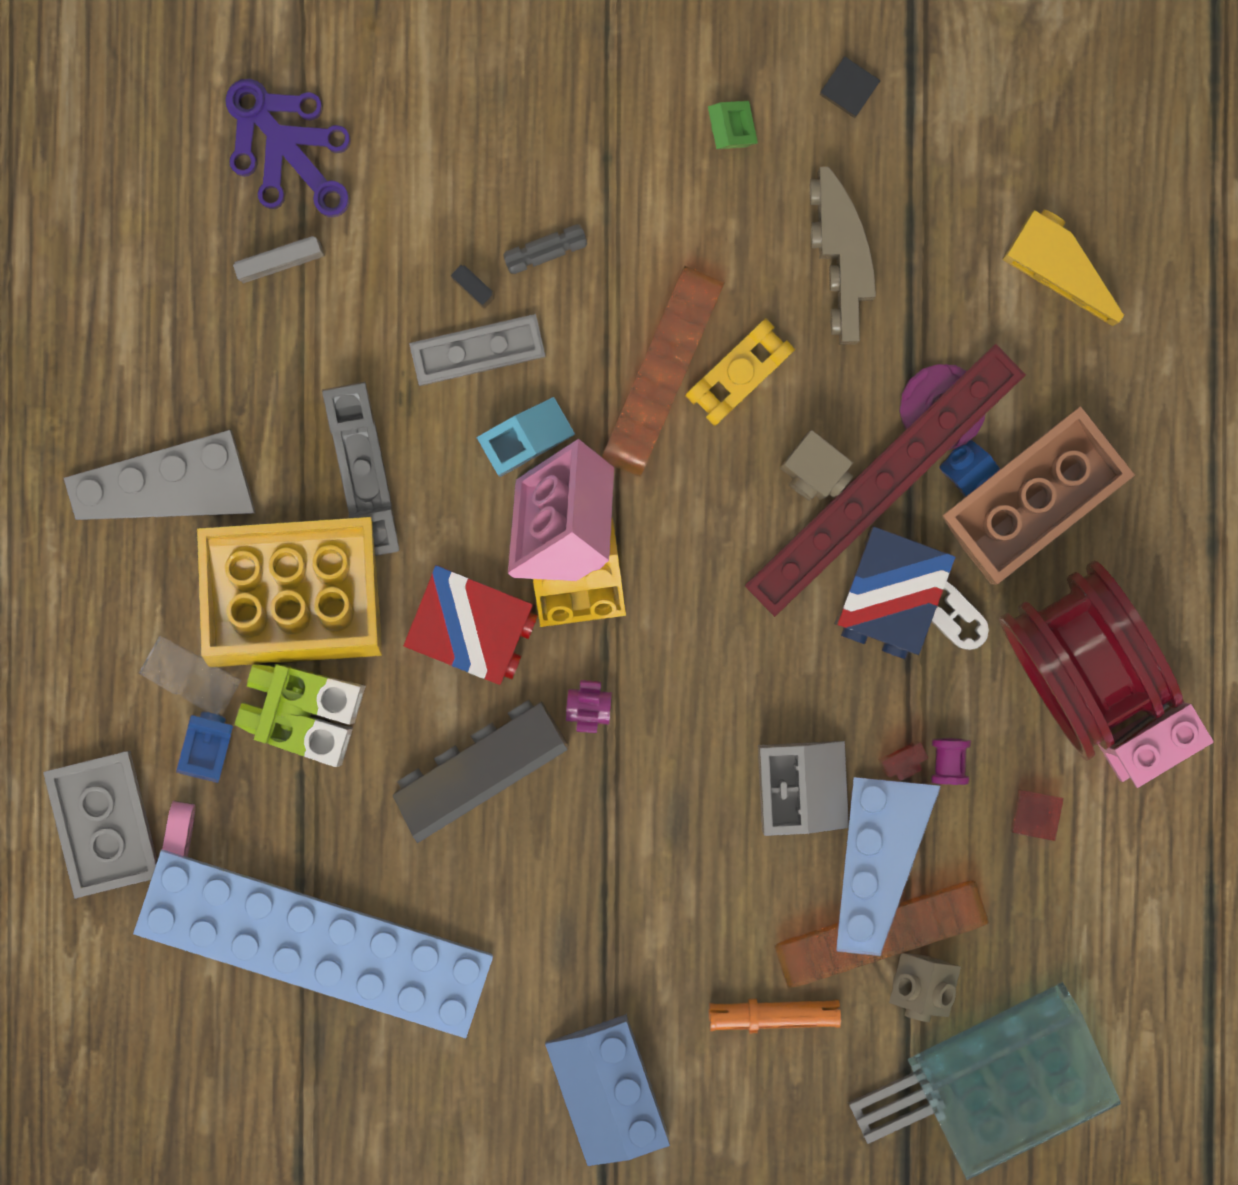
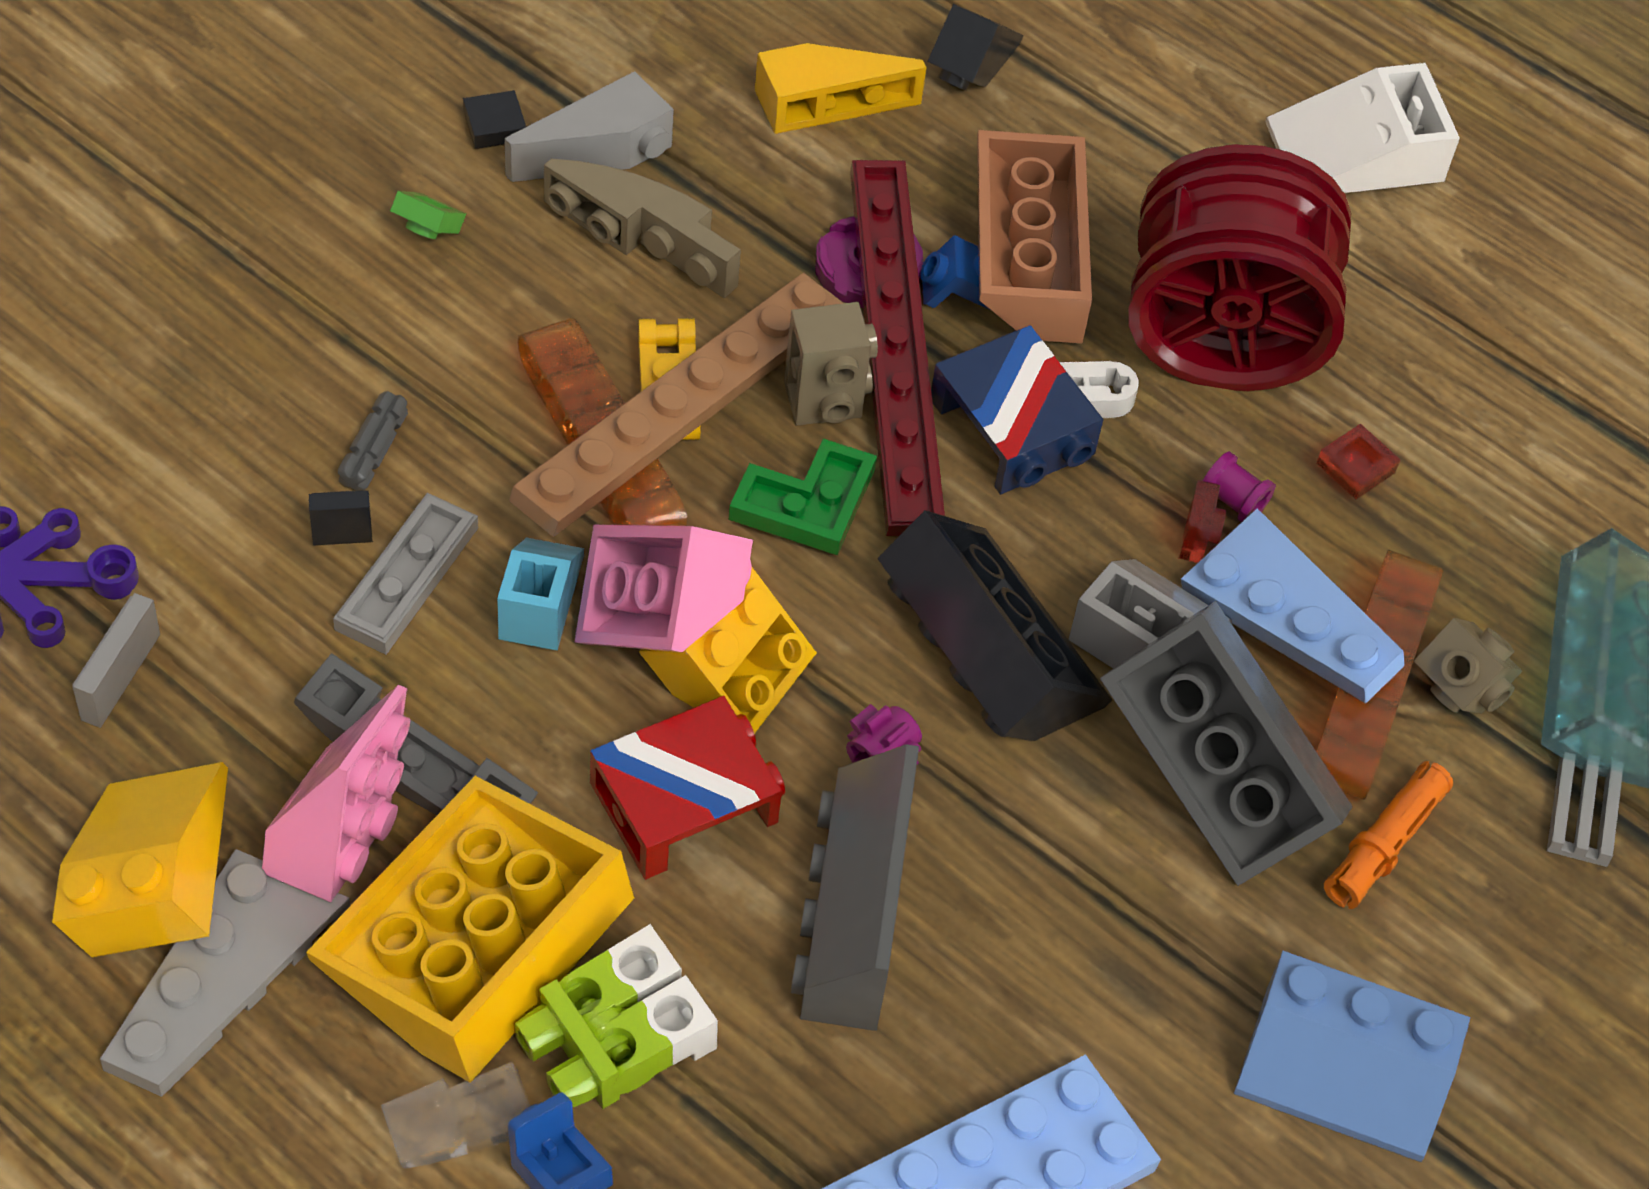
camera: 50 degrees left, 35 degrees down
(179, 395) = (144, 863): none -> yellow slope
(274, 470) = (341, 804): none -> bright pink slope
(715, 406) = (664, 411): none -> medium nougat plate
(719, 537) = (811, 509): none -> green plate
(722, 703) = (991, 628): none -> black slope
(737, 899) = (1227, 744): none -> dark grey slope
(894, 167) = (607, 128): none -> light grey slope
(1155, 746) = (1374, 280): bright pink panel -> none
(1182, 327) = (972, 48): none -> black slope

